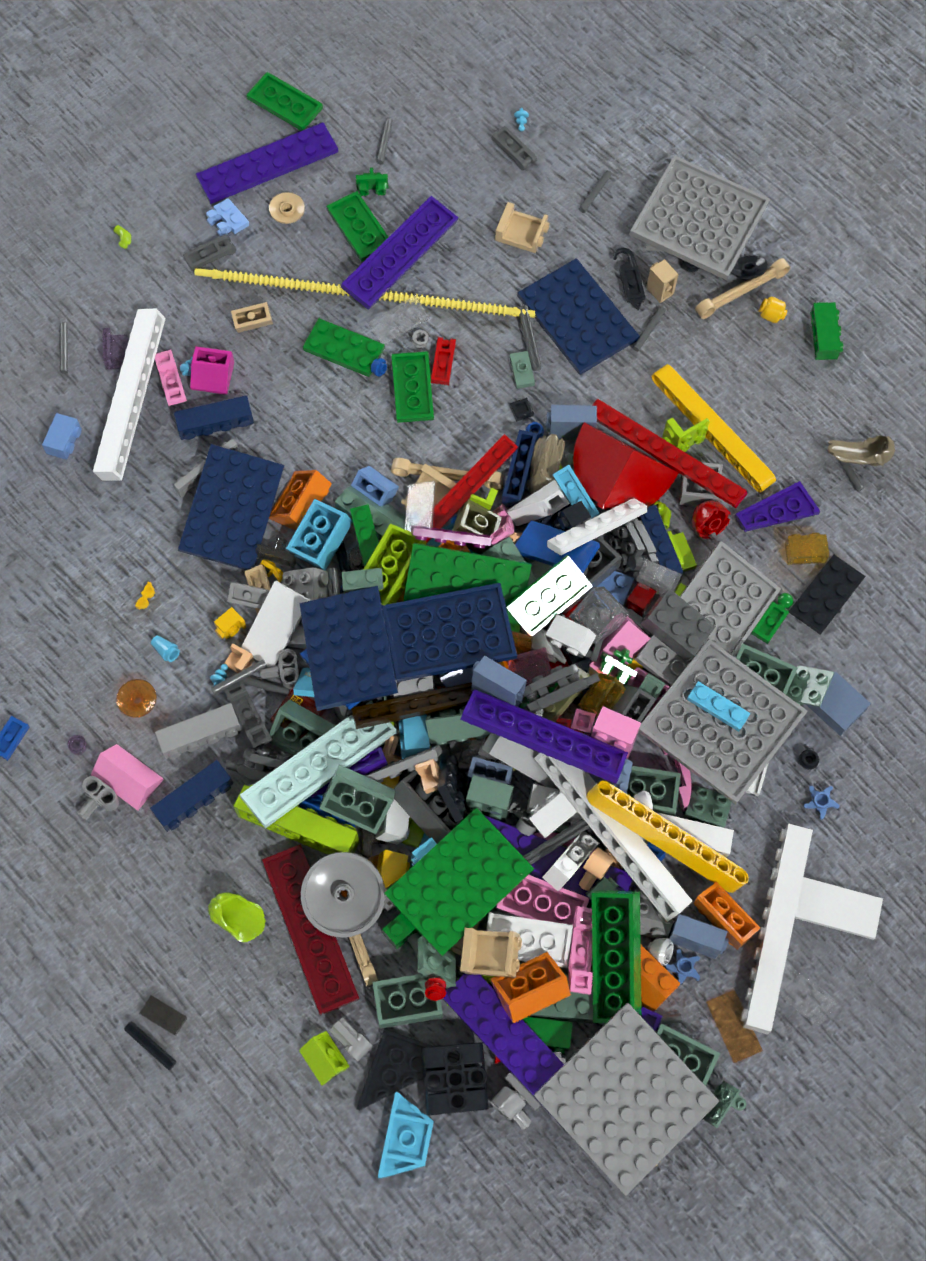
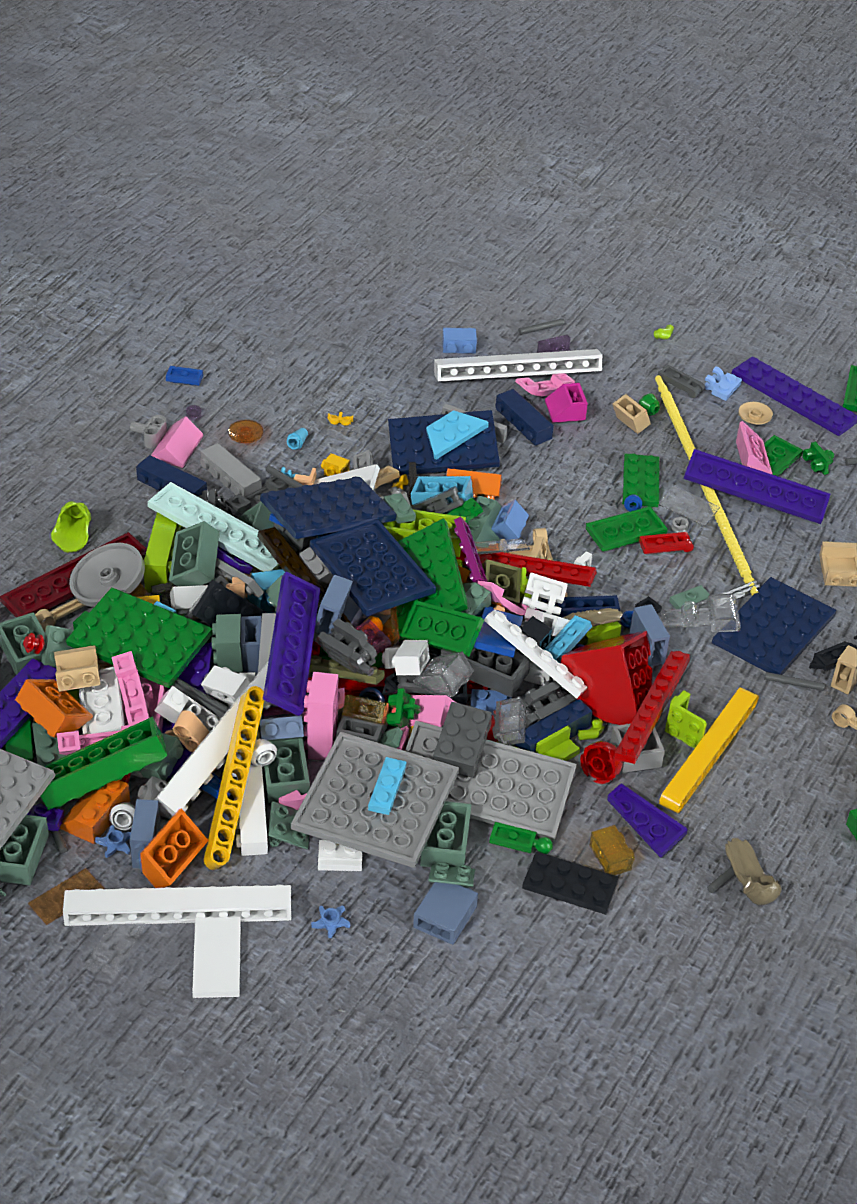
camera: 70 degrees right, 25 degrees down
(230, 493) = (453, 431): none -> medium azure wing
(240, 296) = (650, 403): none -> green cone
(342, 544) = (439, 502): none -> dark grey plate
(352, 236) = (752, 449): none -> bright pink slope
(451, 443) = (584, 560): none -> white plate
(506, 486) = (545, 588): none -> white plate
(534, 906) = (131, 688): none -> bright pink slope
(560, 354) = (720, 615): none -> clear plate
(809, 754) = (373, 895): black plate -> none

